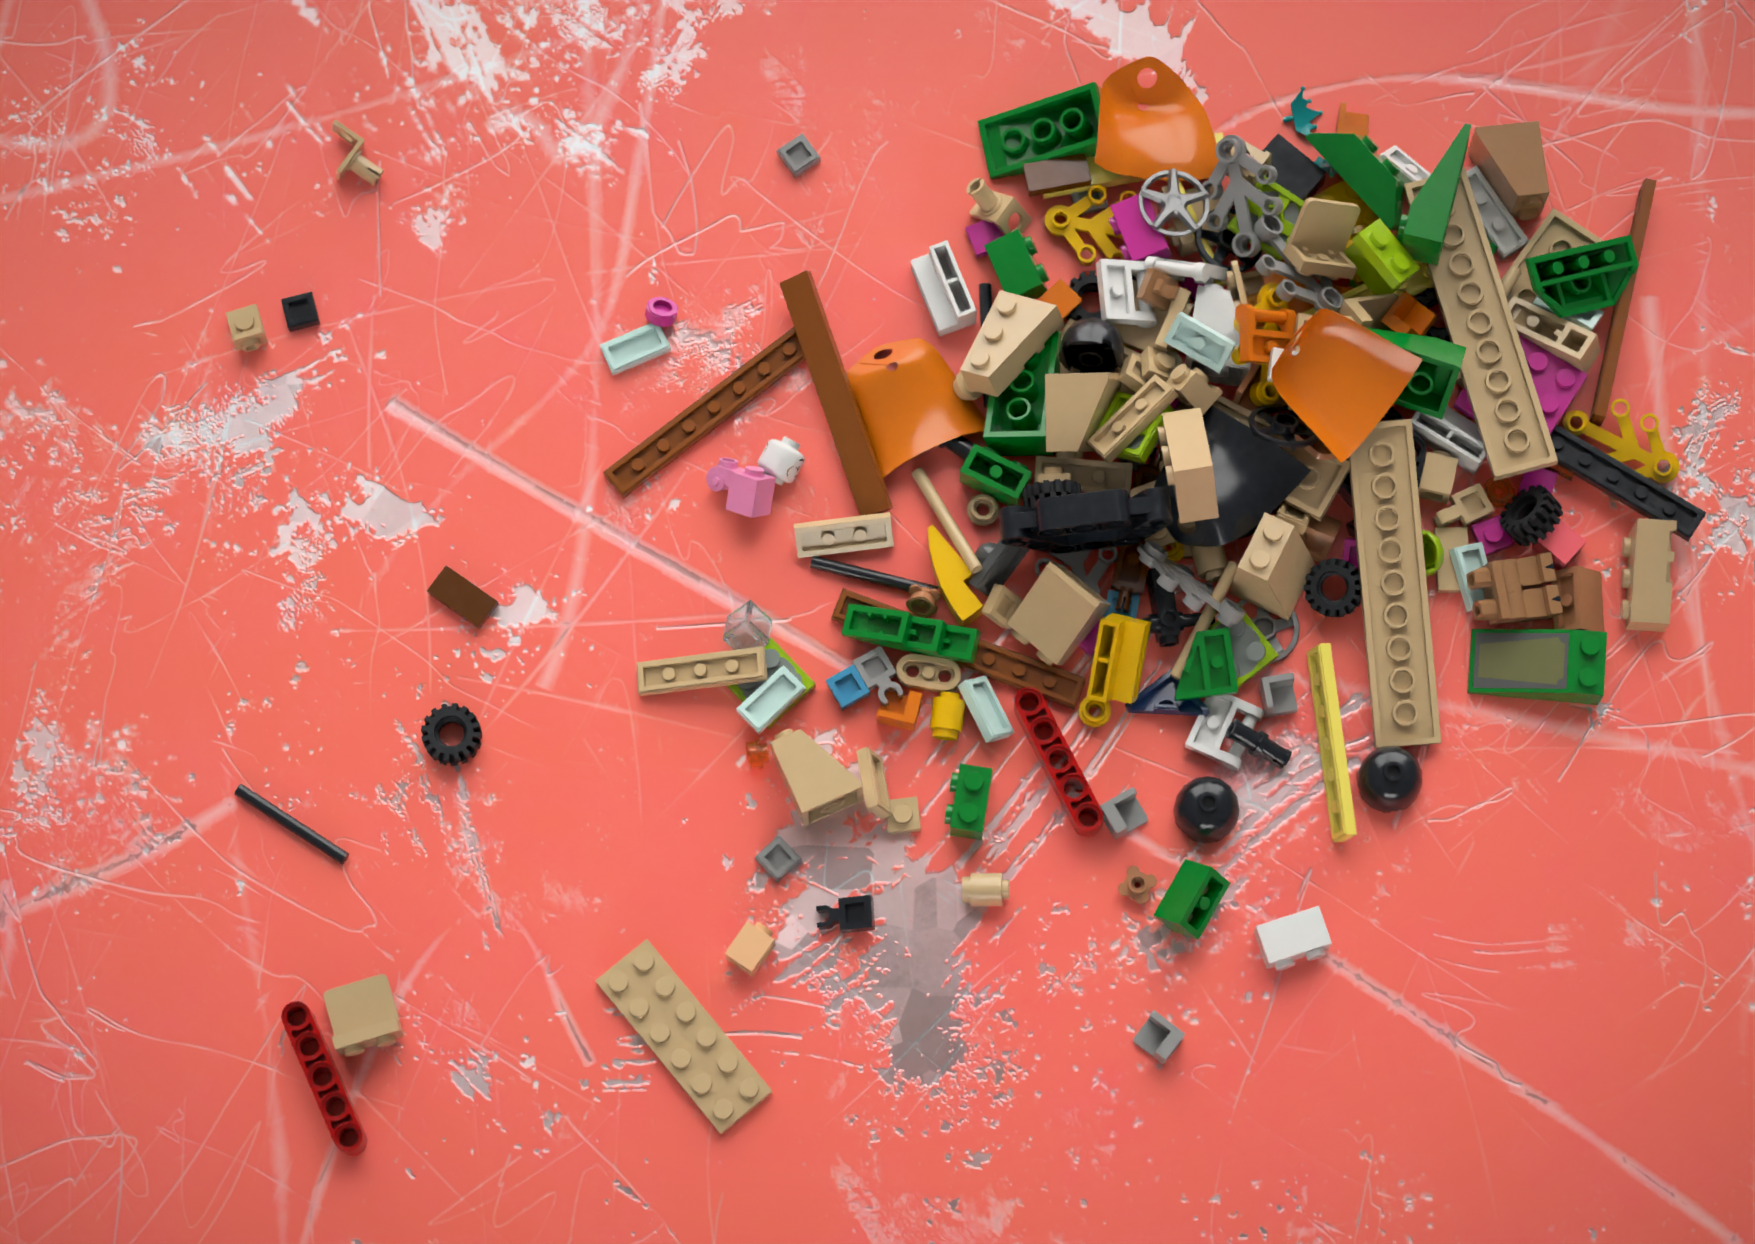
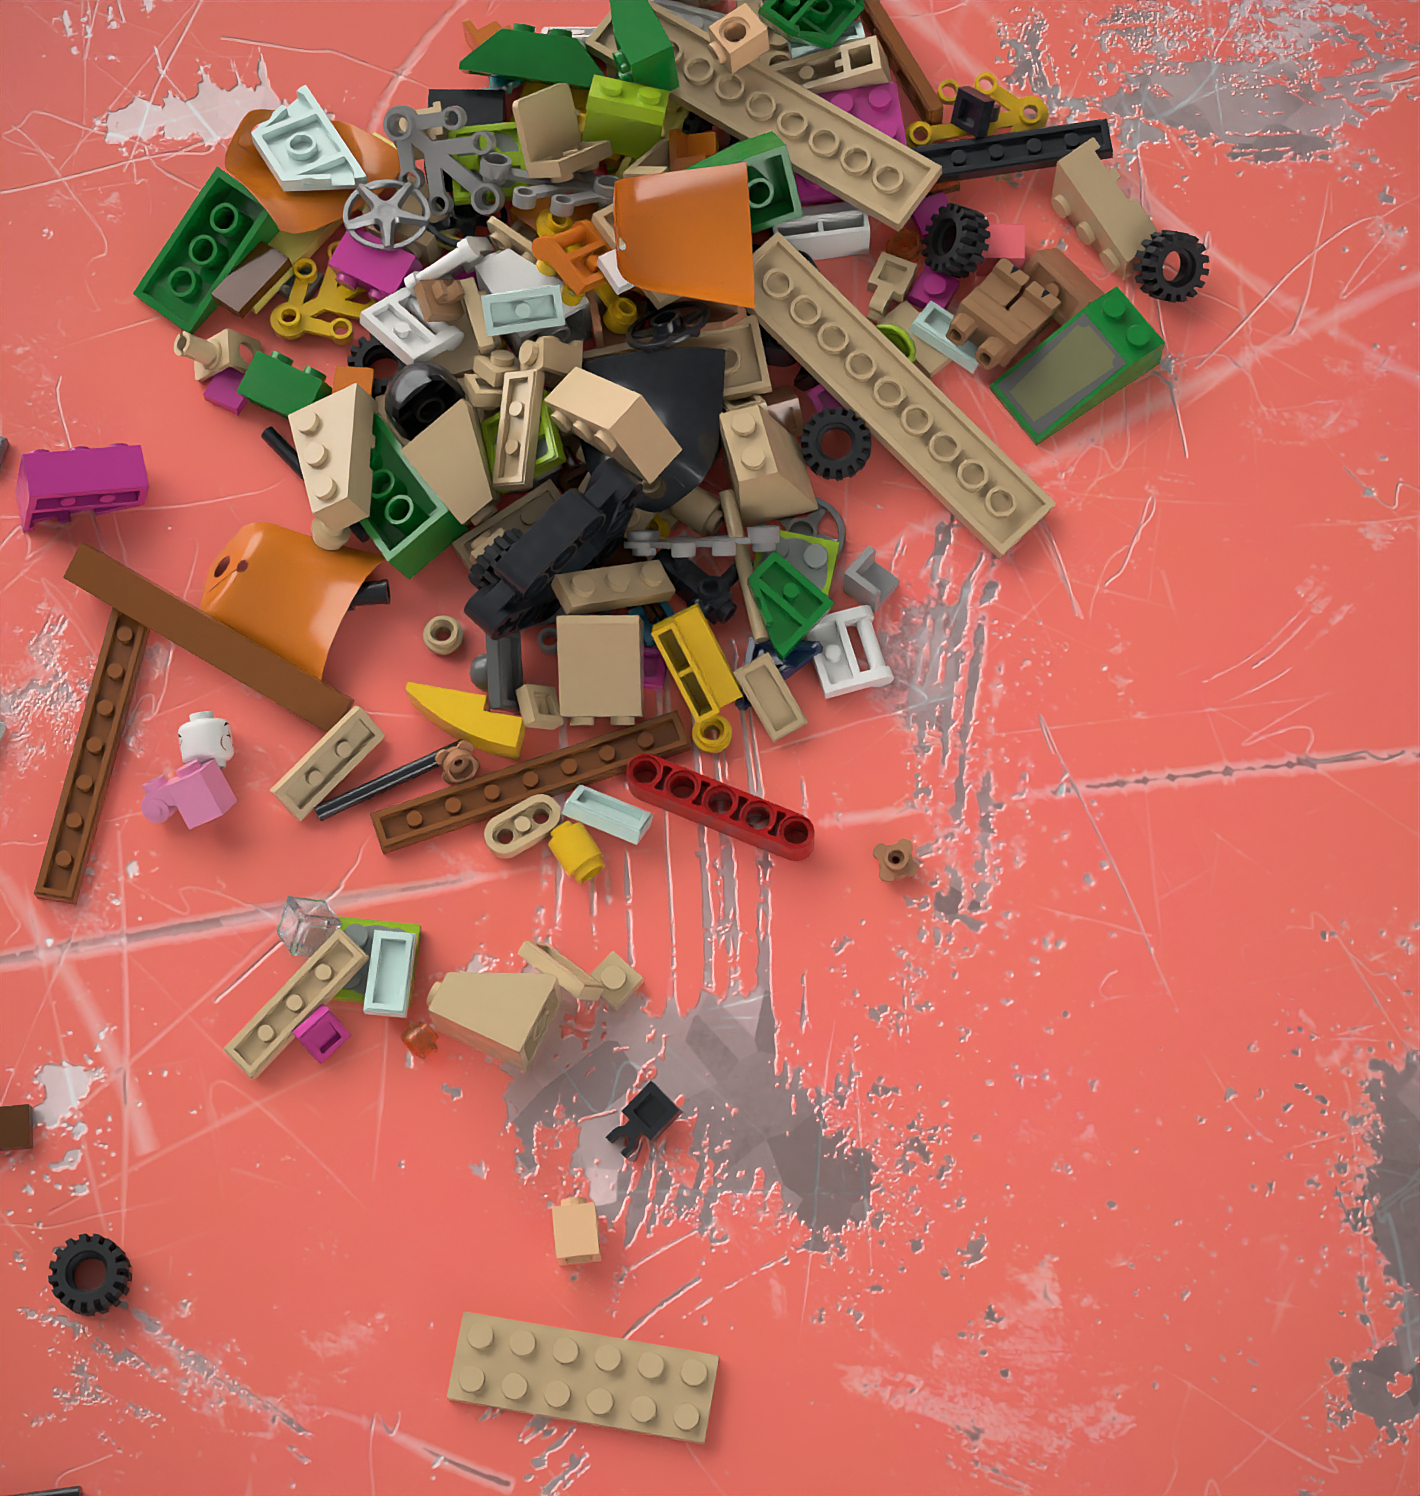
camera: 40 degrees left, 5 degrees down
(701, 702) = (321, 1034): none -> dark pink tile
(778, 858) = (527, 1123): light grey tile -> none
(840, 226) = (79, 481): none -> dark pink wedge
(848, 687) = (455, 902): dark azure plate -> none
(877, 672) = (471, 864): light grey plate -> none
(901, 712) = (525, 883): orange panel -> none
(911, 633) = (474, 801): green slope -> none
(944, 289) = (231, 463): white piece -> none
(947, 520) = (418, 669): tan bar -> none
(970, 801) = (669, 911): green brick -> none
(985, 889) = (756, 983): tan brick -> none
(995, 475) = (428, 591): green brick -> none
(1105, 569) = (612, 587): none -> tan plate
(1123, 813) = (824, 805): light grey panel -> none
(1148, 718) = (770, 697): none -> tan tile
(1159, 1037) = (1044, 985): light grey panel -> none
(1164, 112) = (306, 148): none -> light aqua wing
(1191, 899) = (960, 829): green brick -> none
(1206, 809) = (897, 738): black cylinder -> none
(1258, 743) = (892, 638): black pin -> none
(1293, 938) = (1083, 789): white brick -> none
(1302, 115) = (435, 65): teal piece -> none
(1331, 743) = (958, 584): light yellow tile -> none
(1389, 779) = (1038, 574): black cylinder -> none
(1437, 476) = (843, 271): tan brick -> none
(1508, 254) = (743, 25): none -> light nougat brick
(1621, 437) = (974, 111): none -> black tile
(1658, 664) = (1152, 266): none -> black tyre

